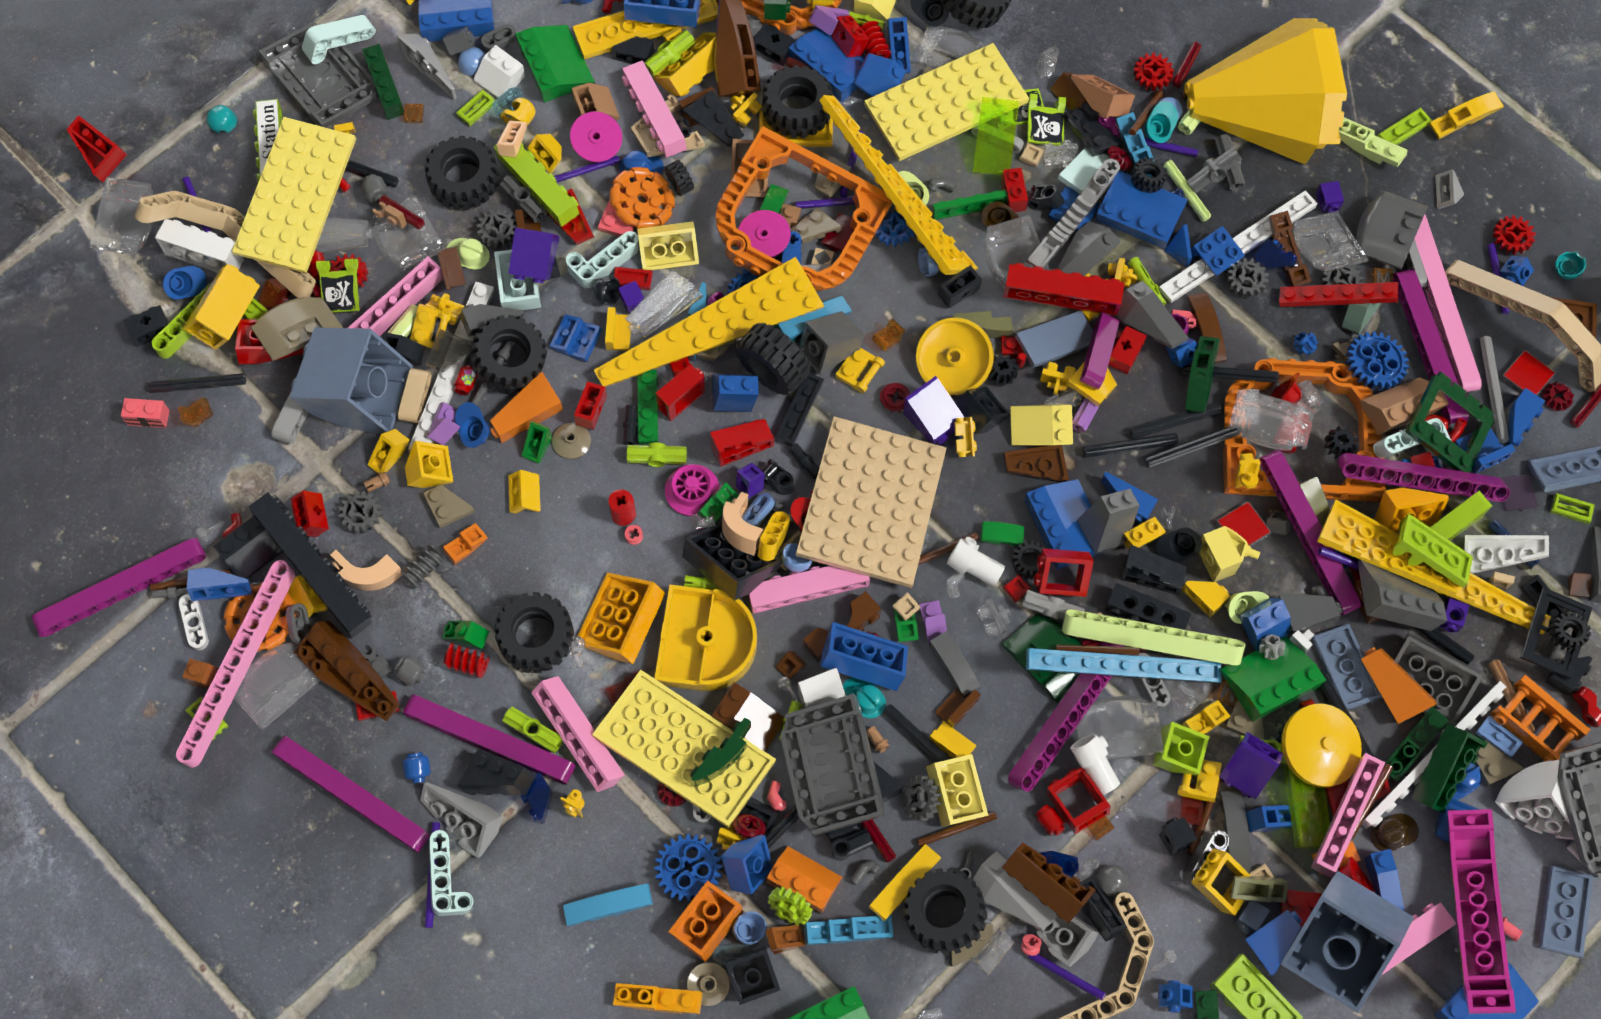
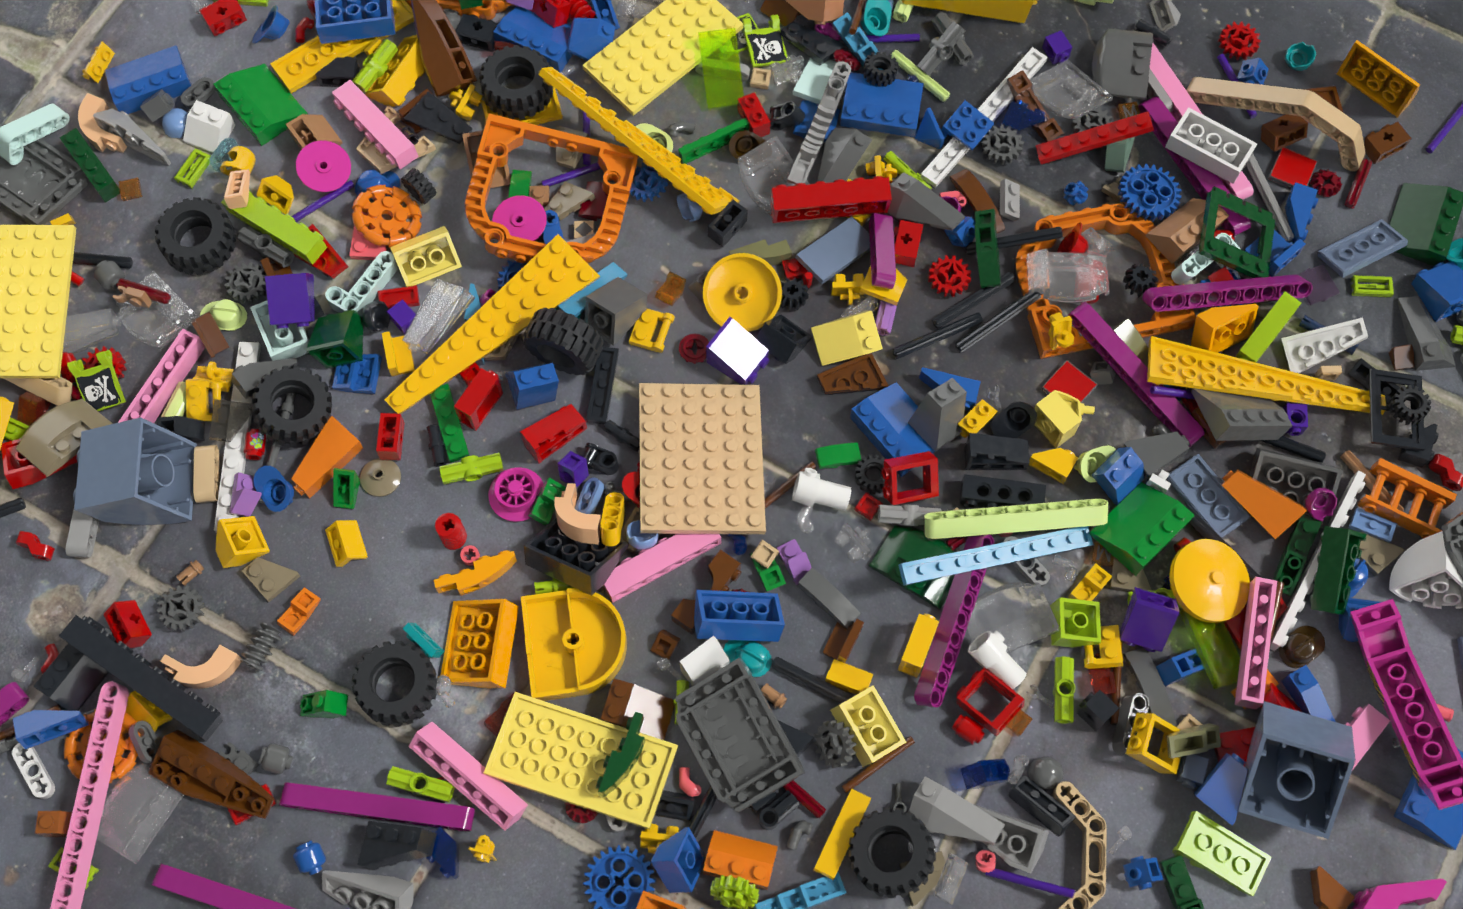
camera: 15 degrees left, 0 degrees up
(243, 416) = (38, 550): none -> red piece
(388, 450) = (193, 537): yellow slope -> none
(395, 55) = (97, 137): none -> light nougat arch
(466, 661) = (332, 732): red piece -> none
(566, 302) = (337, 339): none -> dark green slope
(567, 595) = (419, 636): none -> teal plate
(643, 553) = (486, 571): none -> light orange slope
(699, 522) = (533, 525): clear arm -> none
(745, 820) = (661, 819): dark red gear -> none
(885, 591) = (740, 543): none -> clear blue arm
(965, 427) = (779, 377): yellow hinge -> none
(1025, 729) = (918, 645): none -> yellow window
(1047, 882) = (987, 794): reddish brown wedge -> none
(1133, 651) = (968, 545): reddish brown bar -> none
(1148, 821) = (1064, 702): none -> lime piece
(1151, 385) = (959, 276): none -> red gear
(1238, 333) = (1009, 200): none -> light grey plate
(1272, 647) = (1133, 497): light grey gear -> none
(1433, 550) = (1258, 360): lime hinge -> none
(1436, 211) = (1158, 35): none -> black pin
(1450, 330) = (1210, 145): none -> white brick
(1452, 702) = (1321, 503): none -> magenta hair
(1457, 429) = (1244, 238): red arm -> none
(1529, 335) = (1284, 131): none -> reddish brown brick

